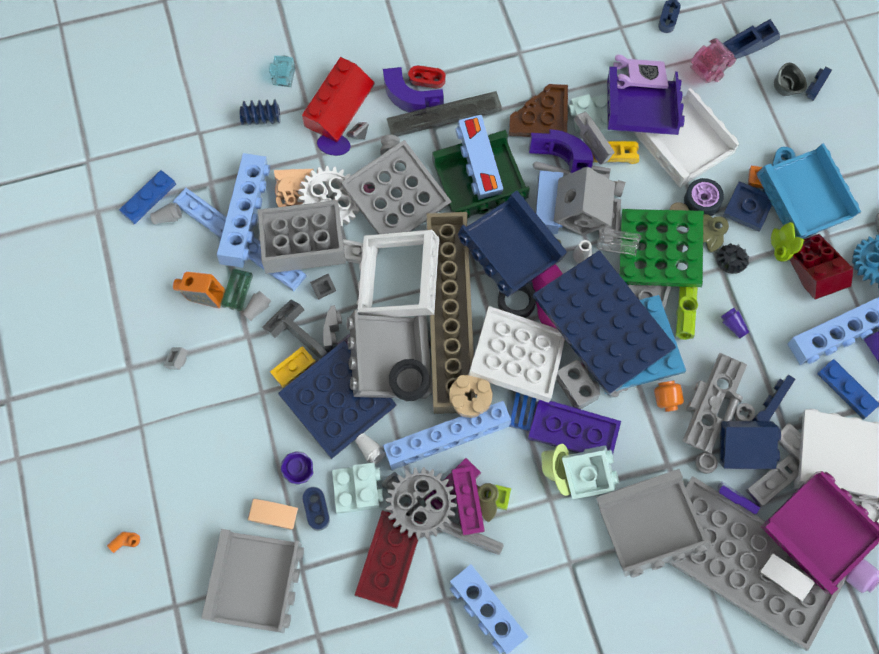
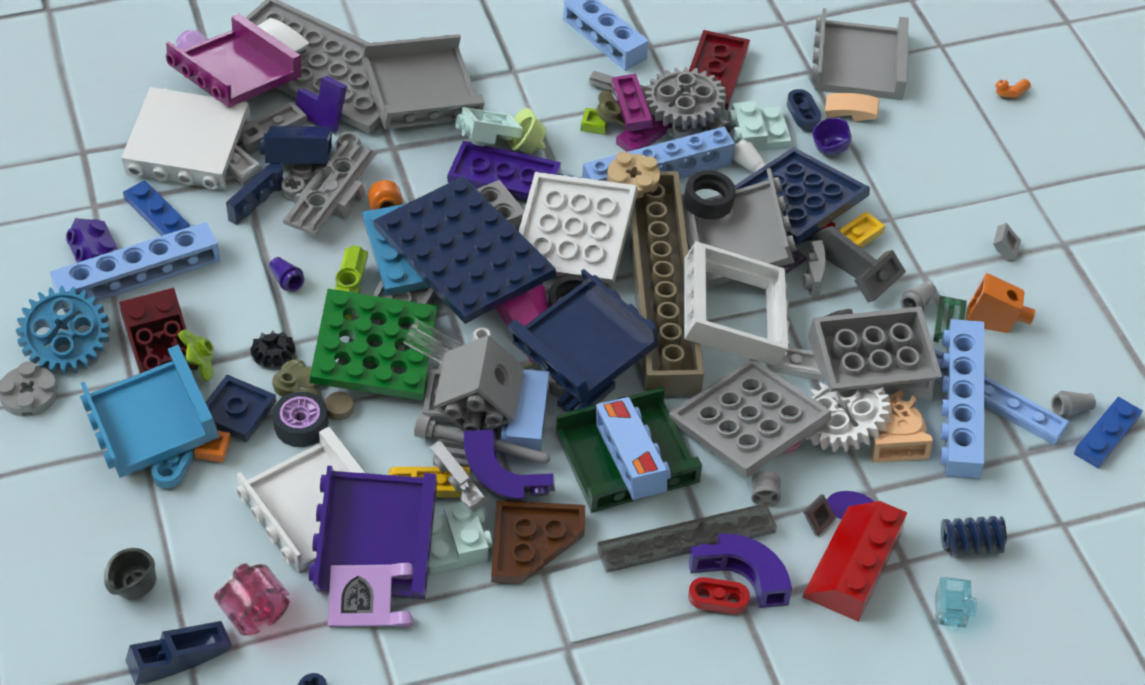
camera: 175 degrees right, 20 degrees down
(821, 77) = (81, 579): dark blue plate -> none

